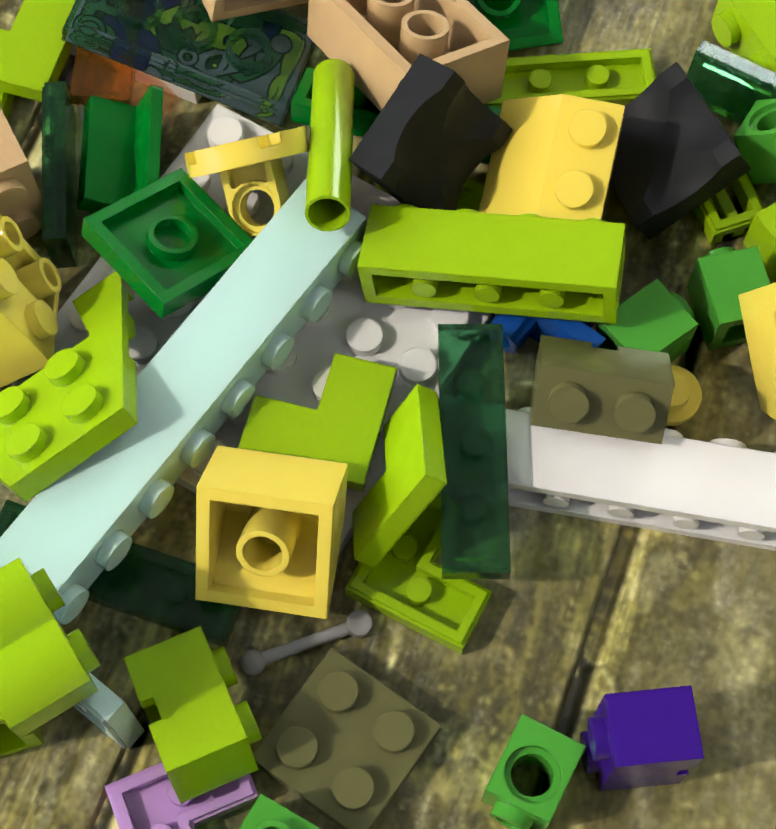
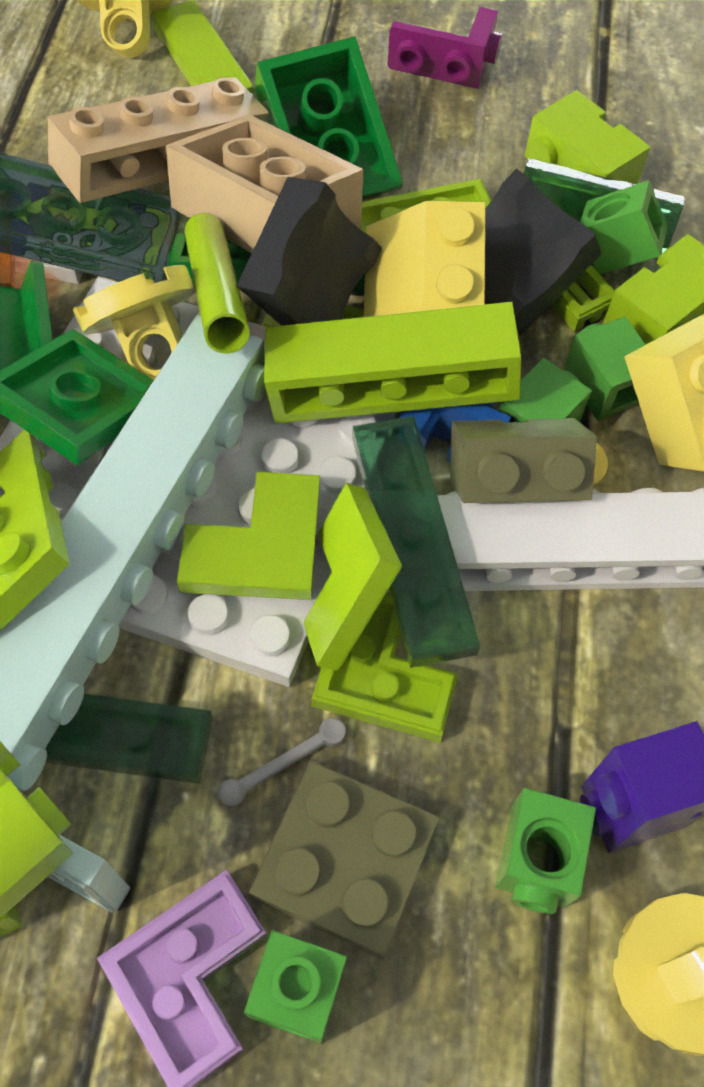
camera: 15 degrees left, 5 degrees down
(191, 714) = (181, 859): lime brick -> none
(269, 531) = (225, 653): light yellow slope -> none

